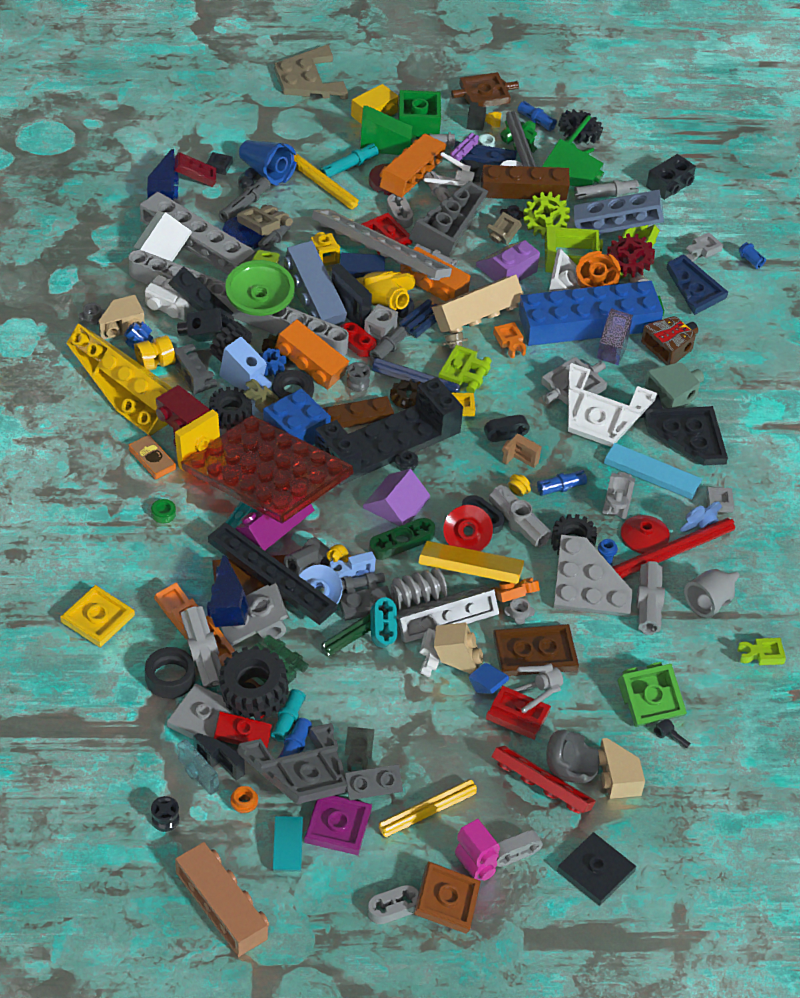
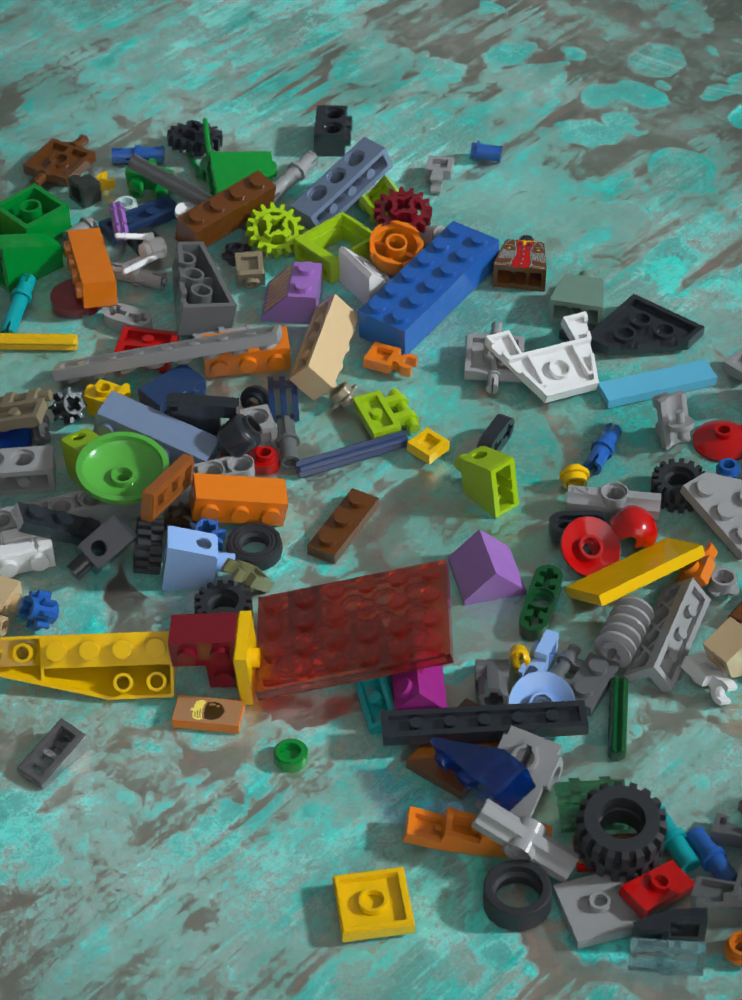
camera: 40 degrees left, 5 degrees down
(68, 420) = (59, 733): none -> flat silver slope
(156, 353) = (80, 610): yellow wheel -> none
(193, 370) = (134, 604): dark grey hinge -> none
(267, 315) = (167, 487): none -> dark orange tile
(297, 415) = (306, 562): blue brick -> none
(300, 231) = (64, 412): none -> black gear
(353, 318) = (239, 435): none -> black head
(358, 376) = (302, 490): dark grey wheel -> none
(388, 288) = (236, 381): yellow animal -> none
(389, 622) = (637, 685): teal beam -> none
(398, 394) = (363, 481): dark brown gear -> none
(406, 460) = (448, 532): black plate -> none
(413, 429) = (410, 505): black plate -> none
(463, 440) = (489, 479): none -> lime torso
(510, 538) = (635, 523): none -> red hair
(521, 449) = (536, 445): medium nougat bracket -> none
(615, 337) = (482, 291): slope -> none
(695, 285) = (479, 207): dark blue wing -> none

